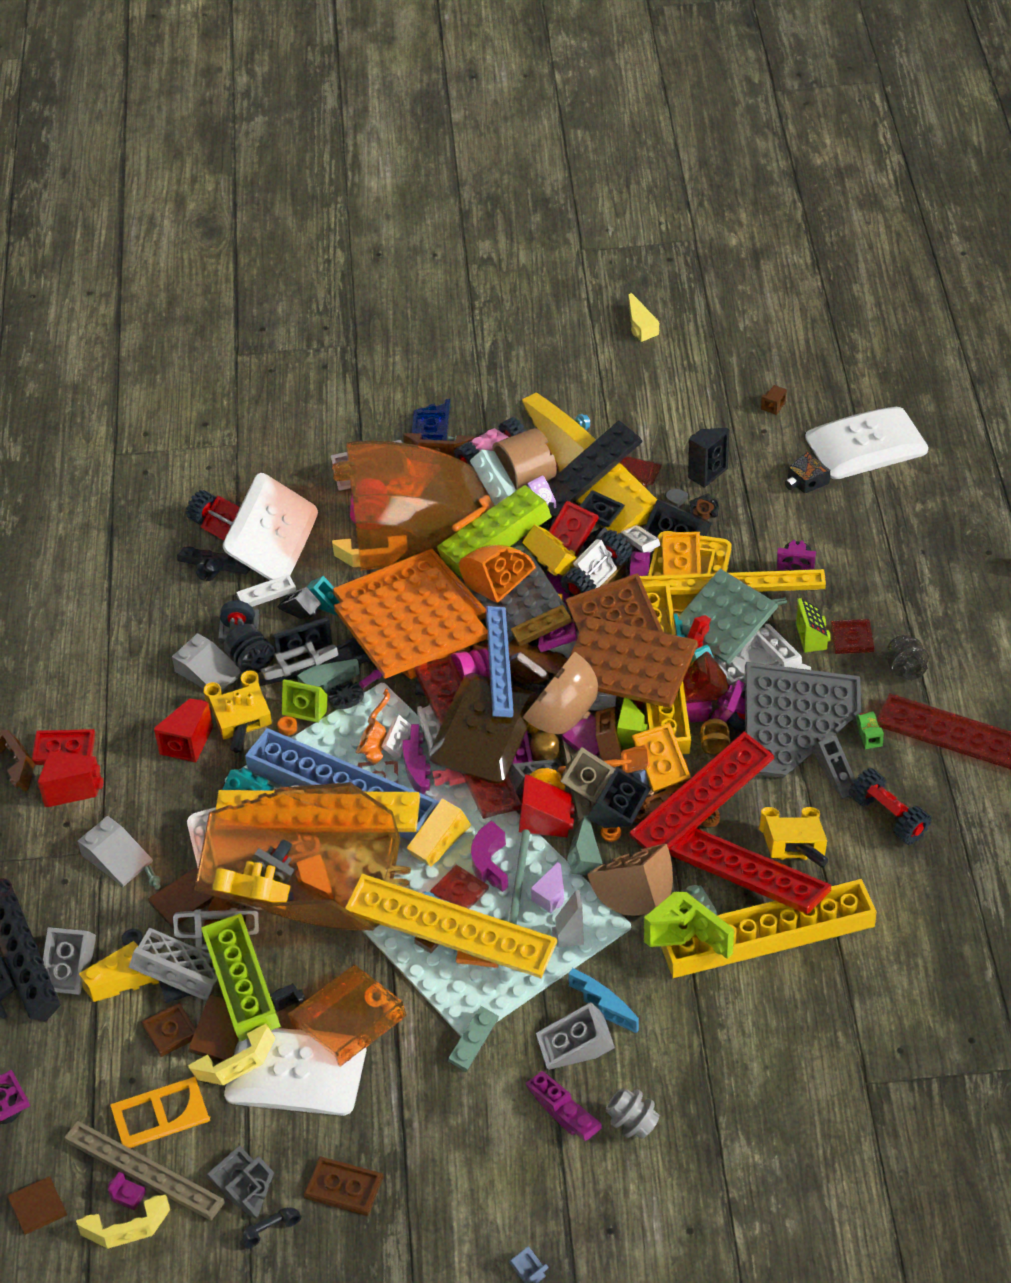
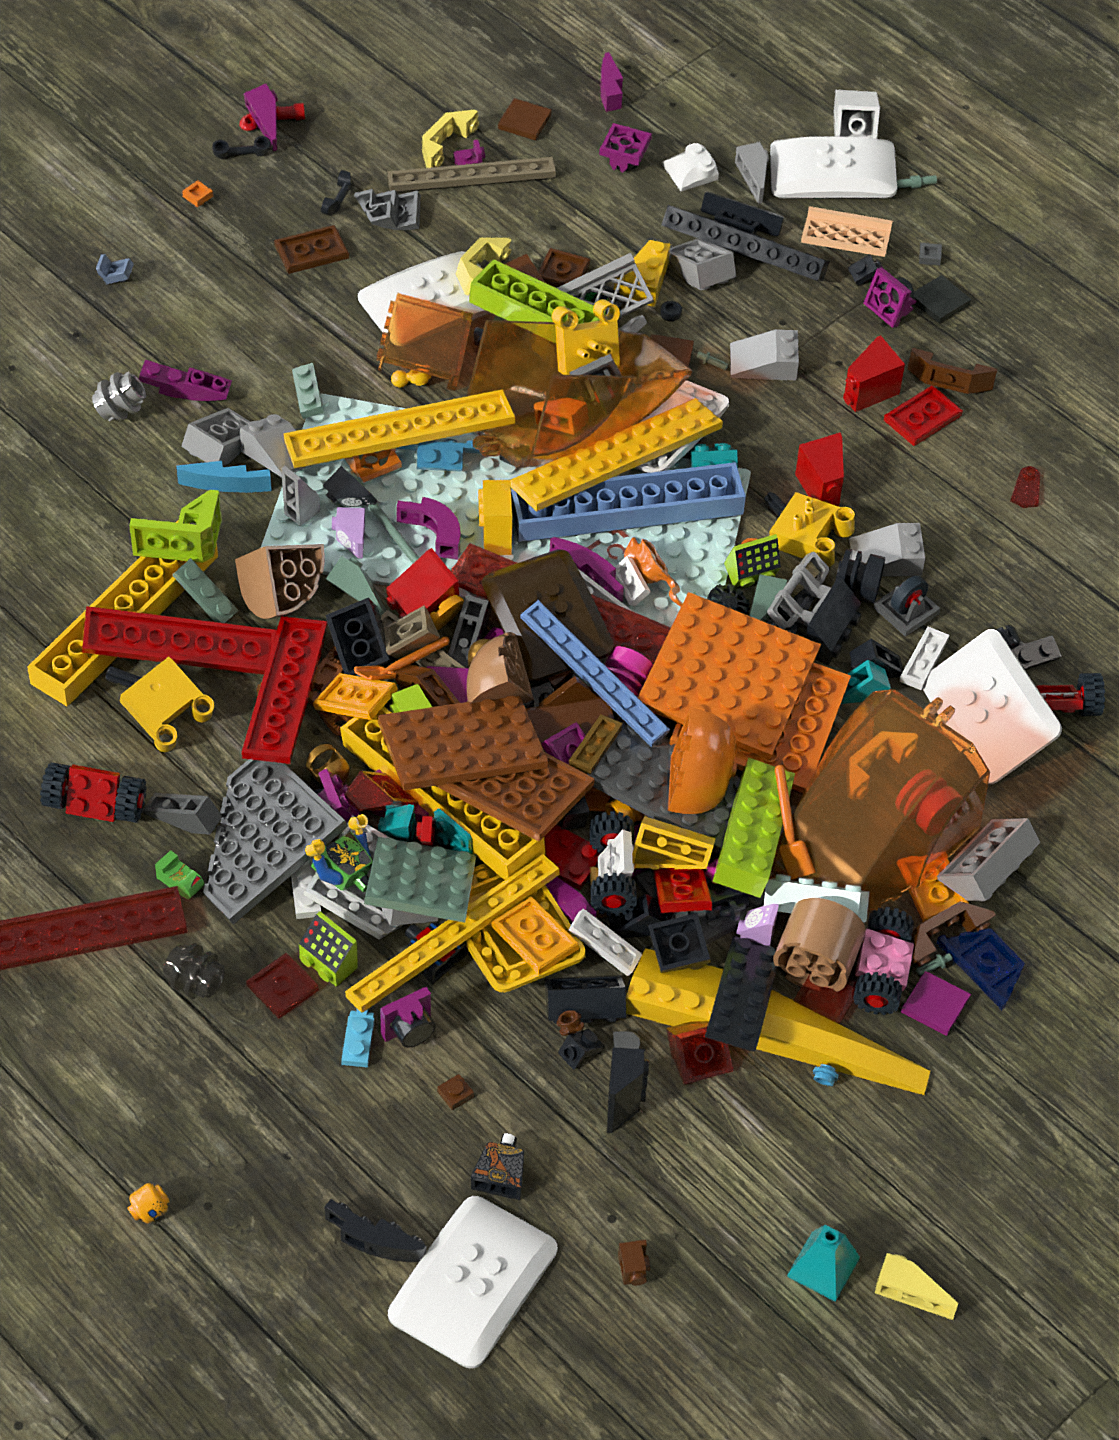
camera: 135 degrees right, 5 degrees up
(64, 659) = (1027, 488): none -> clear red piece
(192, 1116) = (477, 227): light orange window -> none
(460, 888) = (437, 485): clear red tile -> none
(479, 422) = (935, 1003): none -> magenta tile
(527, 912) = (347, 490): none -> black slope
(549, 996) = (265, 443): none -> light grey slope
(673, 347) = (825, 1262): none -> teal slope
(762, 650) = (344, 860): none -> torso
(796, 527) = (455, 1092): none -> reddish brown plate
(834, 581) = (358, 1039): none -> medium azure hinge
(906, 479) = (383, 1240): none -> black slope

